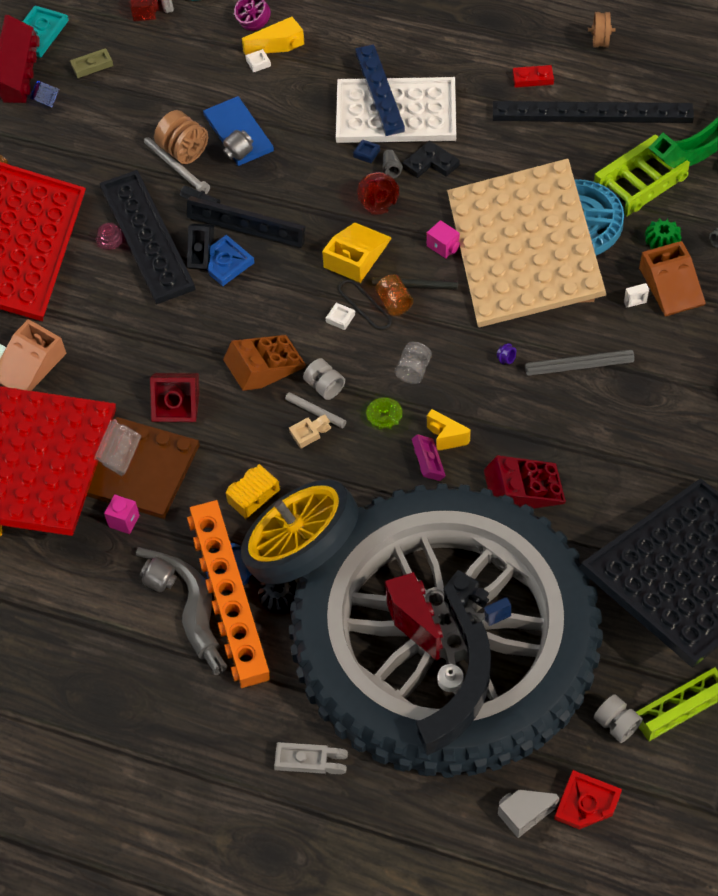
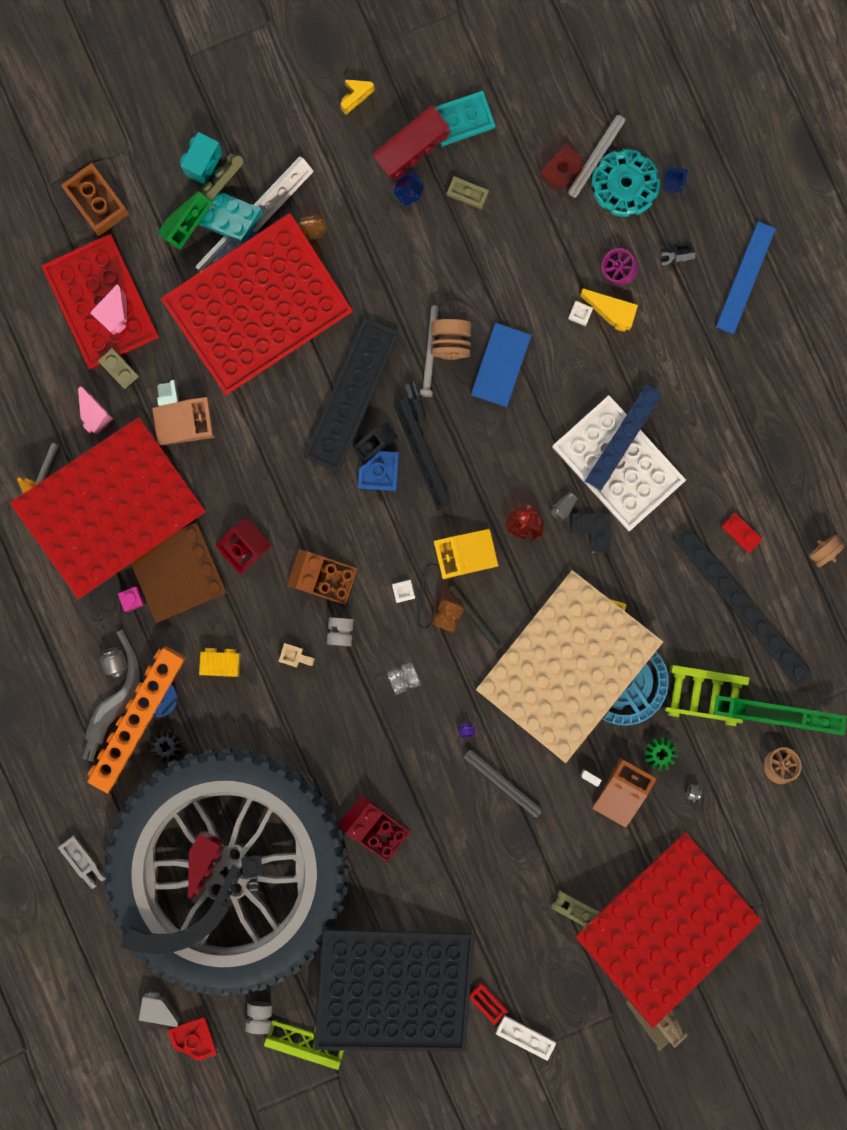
camera: 40 degrees right, 30 degrees up
(109, 236) = (324, 374): clear pink cone -> none
(117, 447) = (169, 553): clear plate -> none
(238, 145) = (480, 386): flat silver head -> none
(299, 532) = (204, 733): wheel -> none
(315, 409) = (316, 644): light grey bar -> none
(366, 151) = (562, 476): dark blue tile -> none
(384, 405) = (358, 685): clear neon green gear -> none
(428, 457) = (341, 751): magenta plate -> none
(443, 239) = (525, 606): dark pink brick -> none
(450, 432) = (372, 750): yellow slope -> none
(450, 678) = (187, 906): white tile -> none
(497, 611) = (247, 908): dark blue tile -> none

